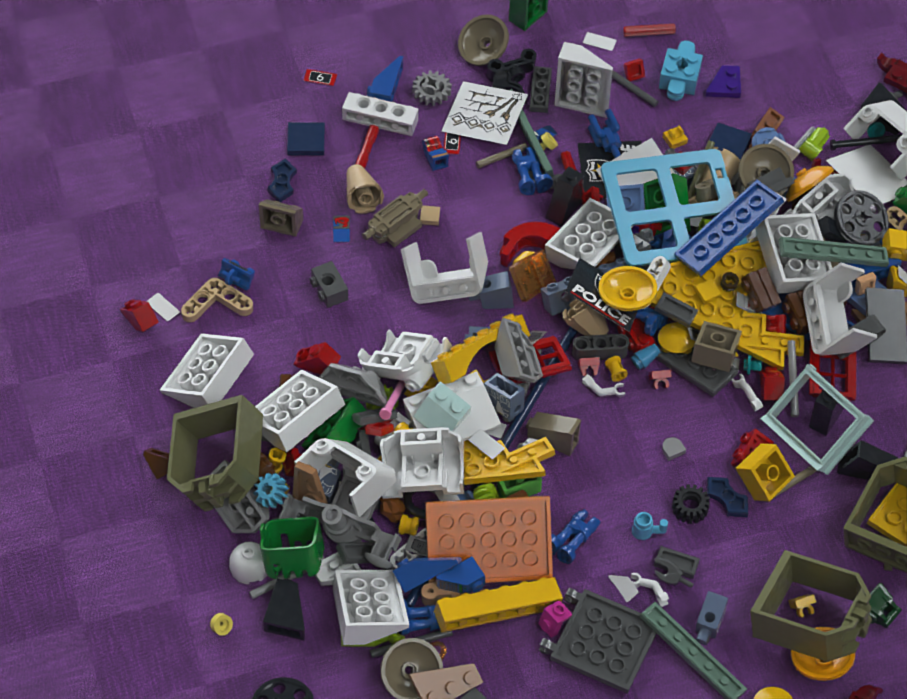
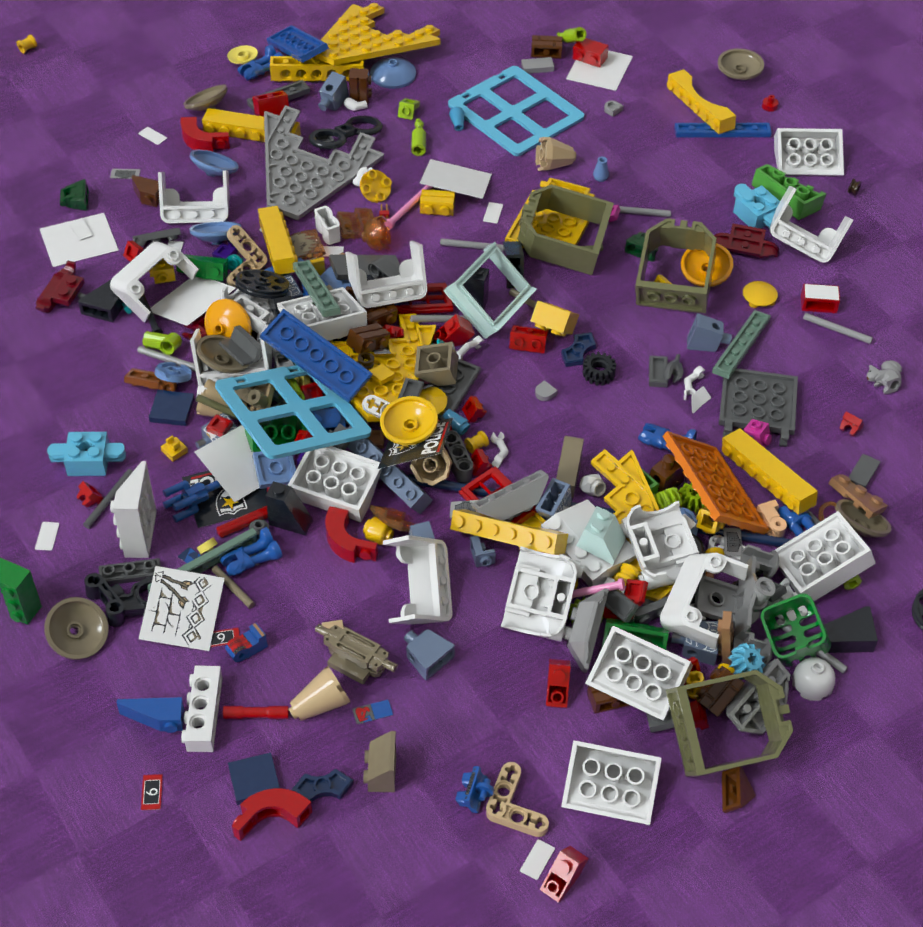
camera: 105 degrees left, 5 degrees down
(221, 624) = (890, 682): light yellow tile -> none
(273, 148) = (271, 803): none -> red arch
(329, 284) = (464, 686): dark grey brick -> none
(381, 273) = (428, 652): none -> sand blue torso
(419, 570) = (766, 521): blue slope -> none
(430, 86) = (153, 667): light grey gear -> none
(462, 578) = (761, 494): blue slope -> none
(486, 444) = (616, 502): white sticker -> none
(644, 527) = (637, 392): medium azure piece -> none
(654, 29) = (26, 493): red axle -> none
(726, 83) = (89, 420): dark purple wing -> none
(863, 282) = (328, 278): light nougat tile -> none

